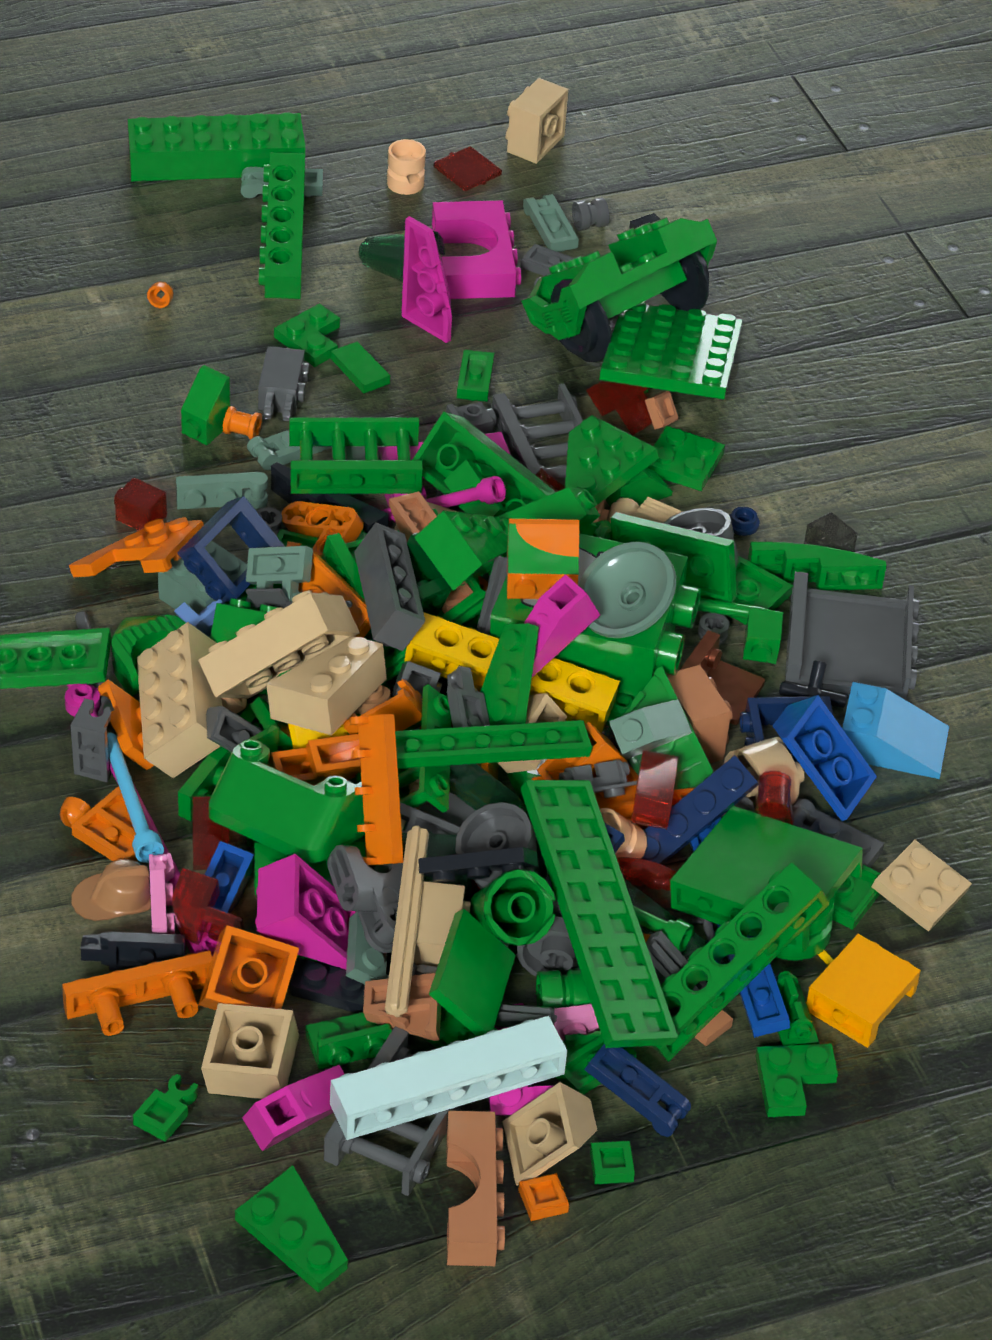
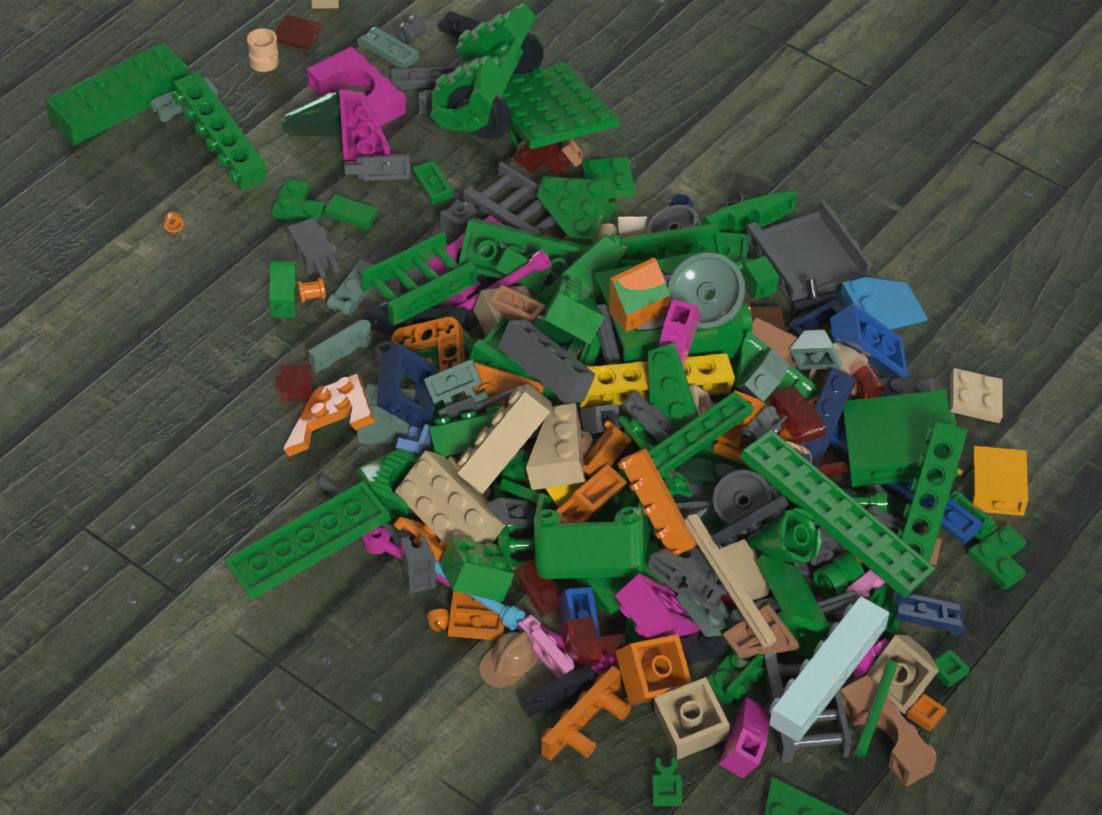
camera: 30 degrees left, 5 degrees up
(145, 773) = (476, 569): none -> green brick
(430, 335) = (379, 167): none -> dark grey hinge
(469, 1151) = (876, 708): none -> green bar
(737, 731) = (815, 351): none -> sand green slope

